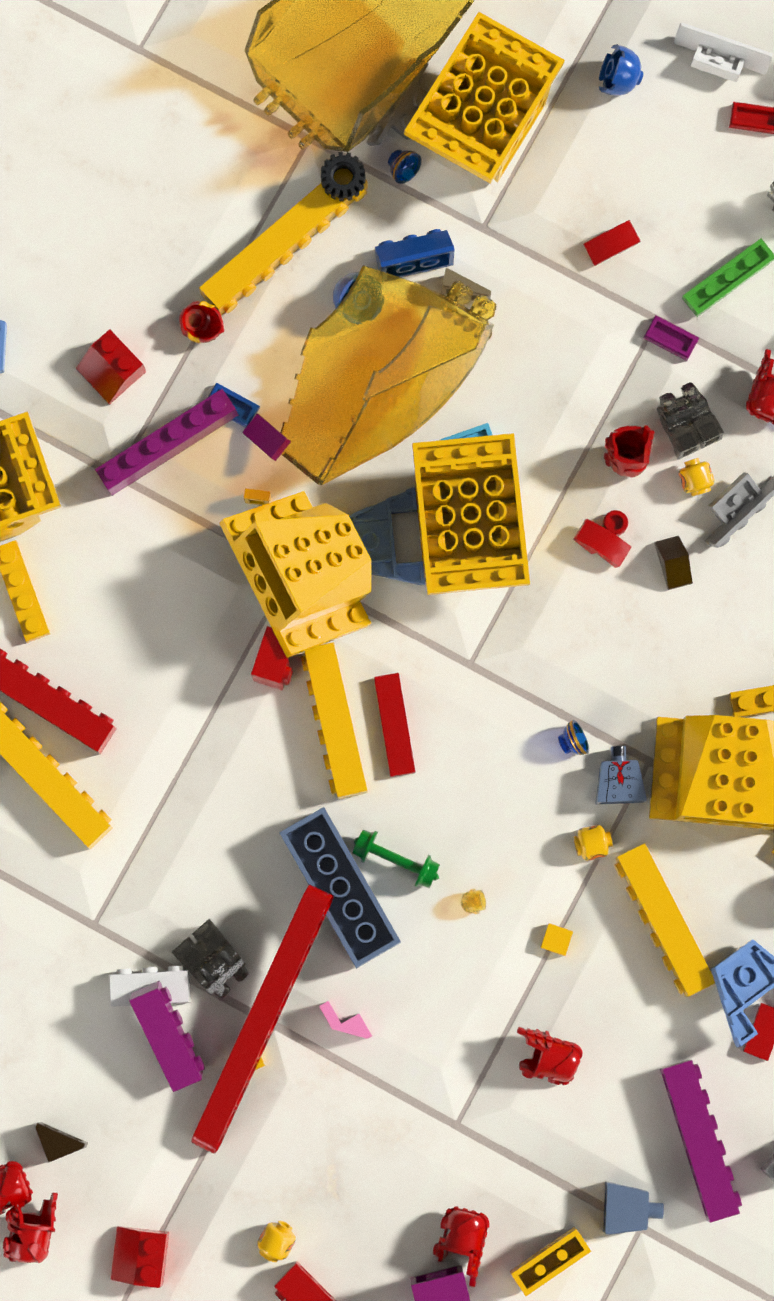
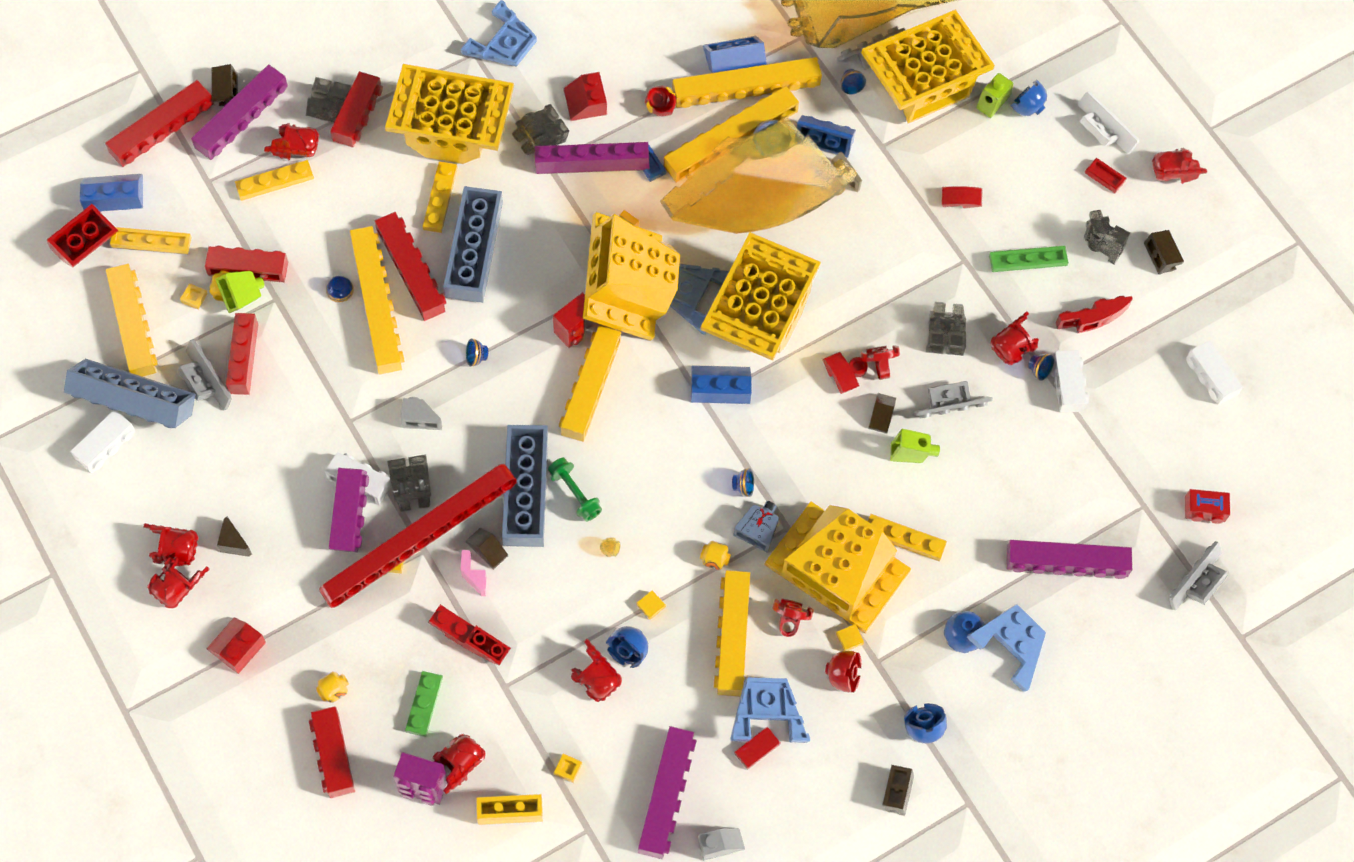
camera: 25 degrees right, 15 degrees down
(85, 441) = (540, 129): none -> clear smoke hips
(99, 631) = (473, 244): none -> sand blue brick
(168, 873) = (419, 415): none -> light grey slope
(185, 761) = (476, 352): none -> clear blue piece
(248, 209) = (735, 54): none -> slope
(266, 437) = (658, 189): magenta tile -> none
(307, 311) = (690, 154): none -> yellow brick
(339, 162) = (807, 53): black tyre -> none
(340, 981) = (487, 547): none -> dark brown slope
(383, 1197) = (424, 703): none -> bright green plate
(386, 1095) = (469, 636): none -> red slope
(394, 725) = (628, 409): red tile -> none
(478, 634) = (721, 384): none -> blue slope
(563, 1002) = (628, 646): none -> blue cylinder
(577, 87) = (999, 90): none -> lime torso
(579, 1174) = (568, 768): none -> yellow tile
(628, 1209) = (586, 808): sand blue torso -> none
(629, 450) = (895, 325): red helmet -> none
(637, 499) = (880, 356): none -> red tile
(671, 338) = (966, 275): magenta tile -> none
(696, 477) = (930, 366): yellow head -> none
(715, 859) = (791, 612): none -> red tile
(733, 589) = (912, 447): none -> lime torso

